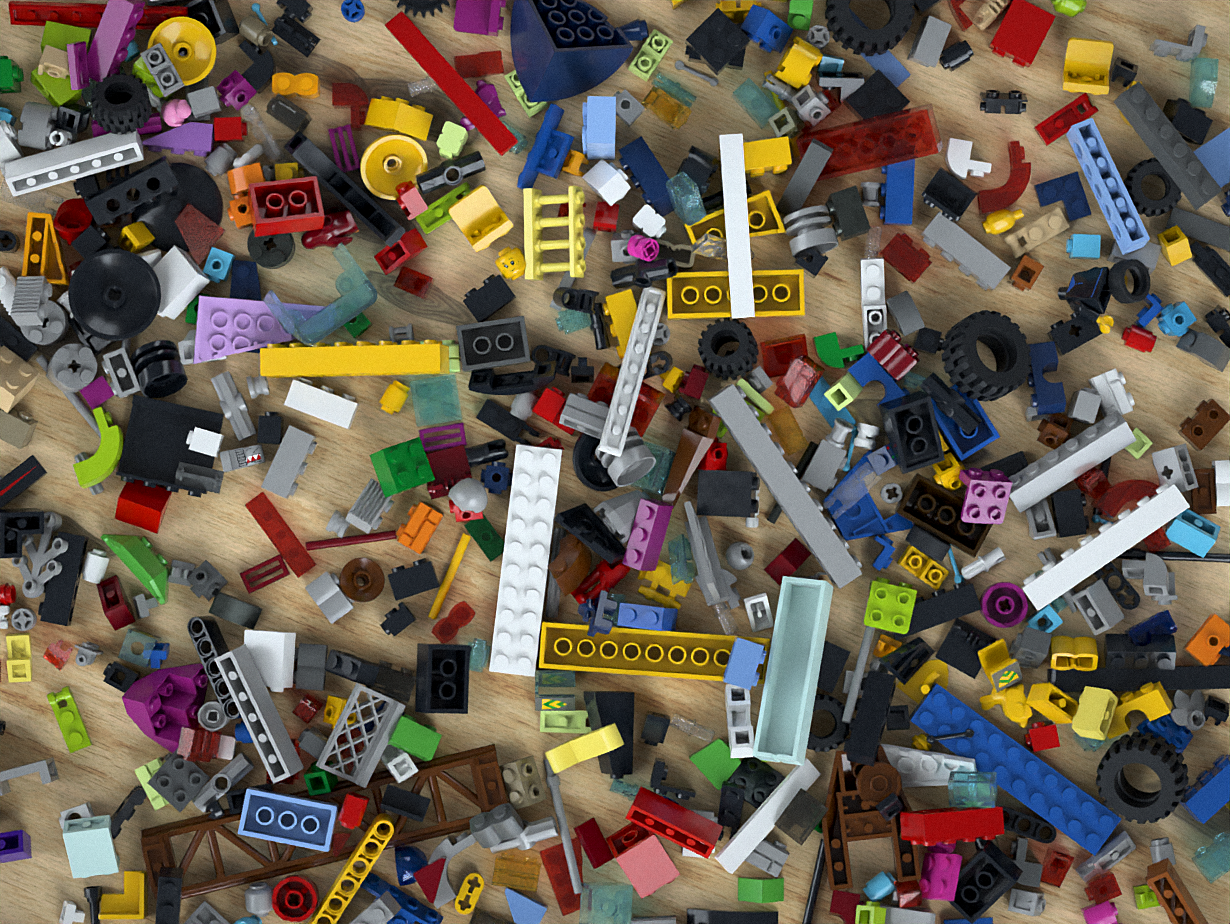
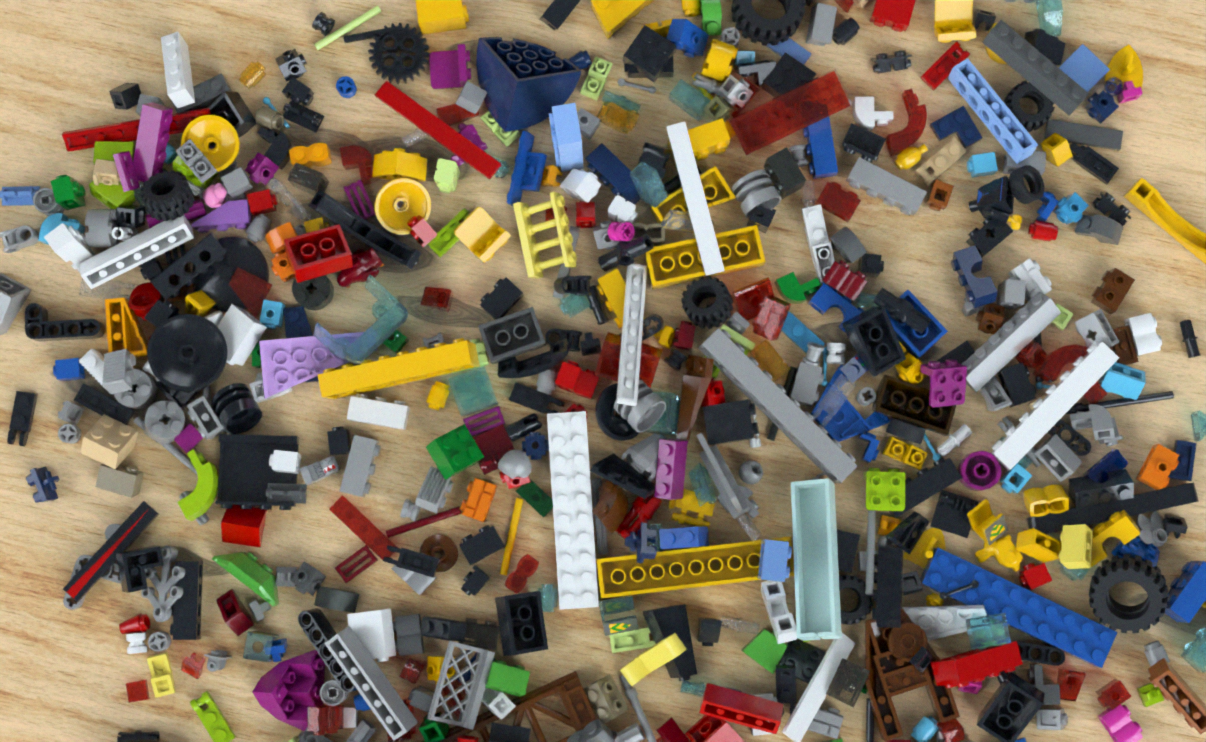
camera: 10 degrees left, 5 degrees down
(95, 566) = (212, 584): white brick -> none
(111, 678) = (242, 677): black brick -> none
(233, 405) = (305, 428): light grey piece -> none
(249, 157) = (284, 218): white arm -> none
(258, 386) = (322, 407): light grey wheel -> none
(332, 584) = (414, 561): none -> black hinge
(401, 252) = (421, 274): red slope -> none
(464, 167) = (440, 209): black piece -> none
(498, 52) = (471, 97): none -> light grey panel
(511, 263) = (514, 266): yellow head -> none
(585, 415) = (599, 378): light grey brick -> none
(660, 773) = (720, 668): black bracket -> none
(663, 333) = (650, 299): light grey wheel -> none
(758, 612) = (776, 516): white slope -> none
(787, 561) = (791, 470): dark red slope -> none
(804, 177) = (743, 149): dark grey tile -> none
(843, 391) = (809, 319): yellowish green brick -> none
(940, 876) = (975, 710): dark pink plate -> none
(1002, 339) = (910, 278): black tyre -> none
(1030, 647) = (1010, 501): dark grey brick -> none
(1106, 857) = (1111, 667): light grey hinge -> none

